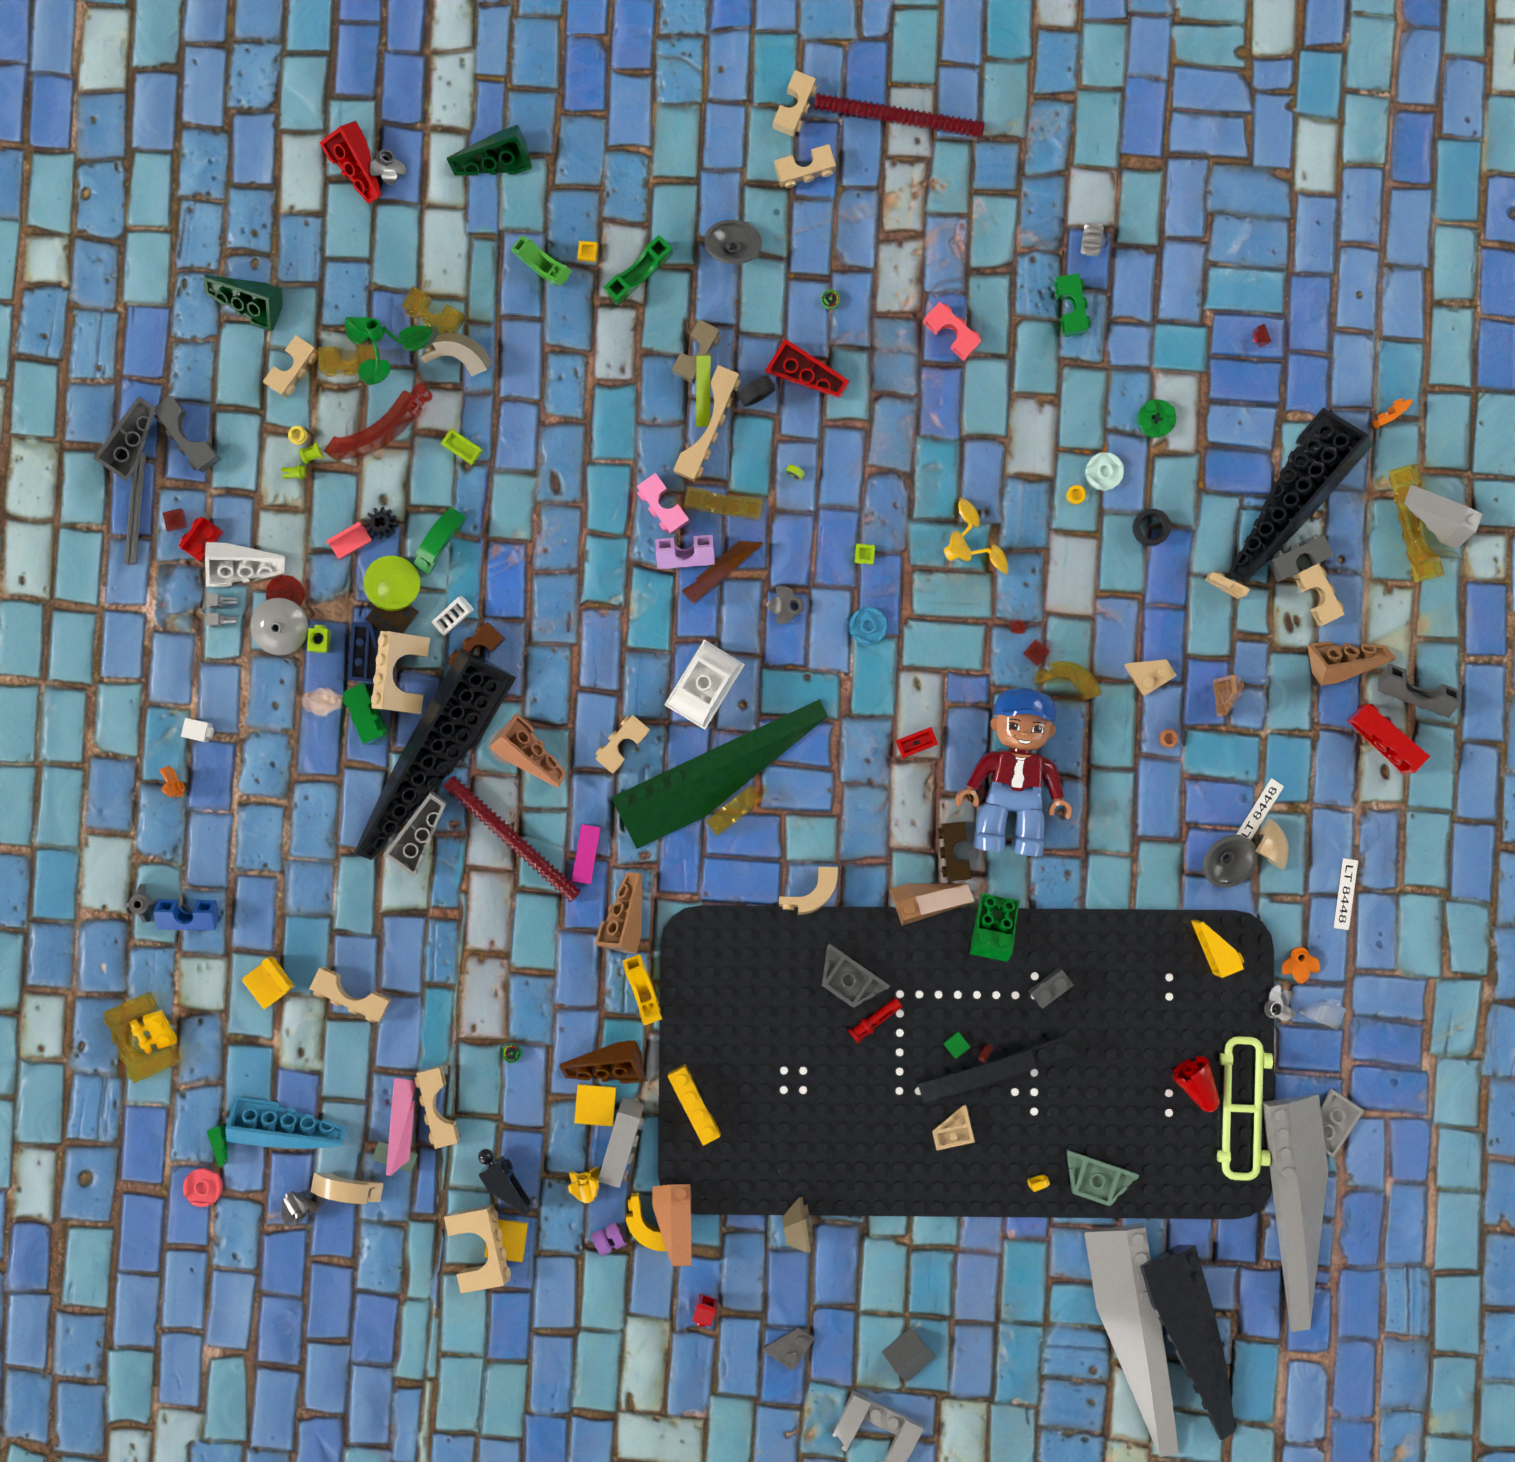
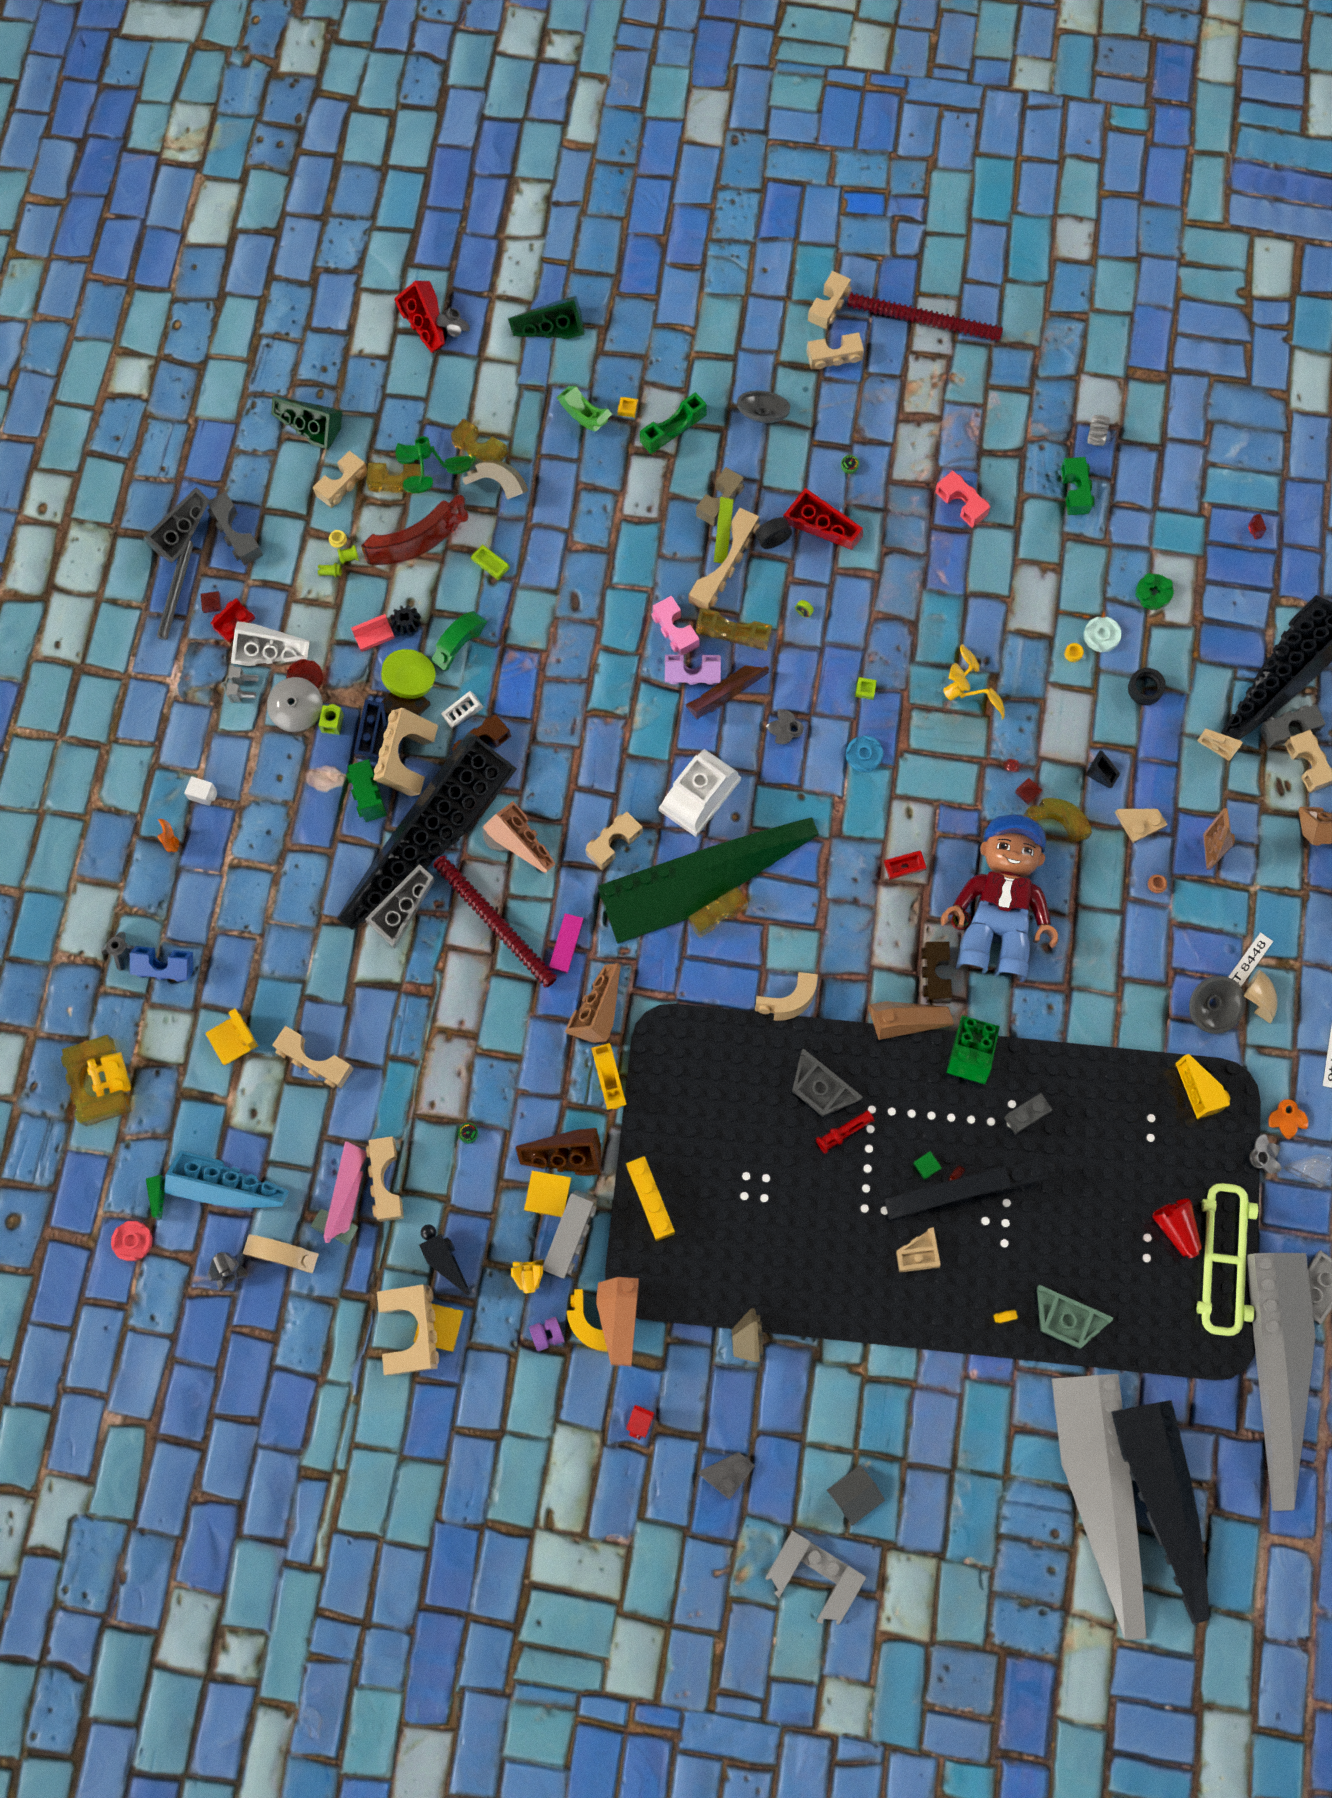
camera: 10 degrees right, 15 degrees down
(1110, 624) = (1103, 770): none -> black slope

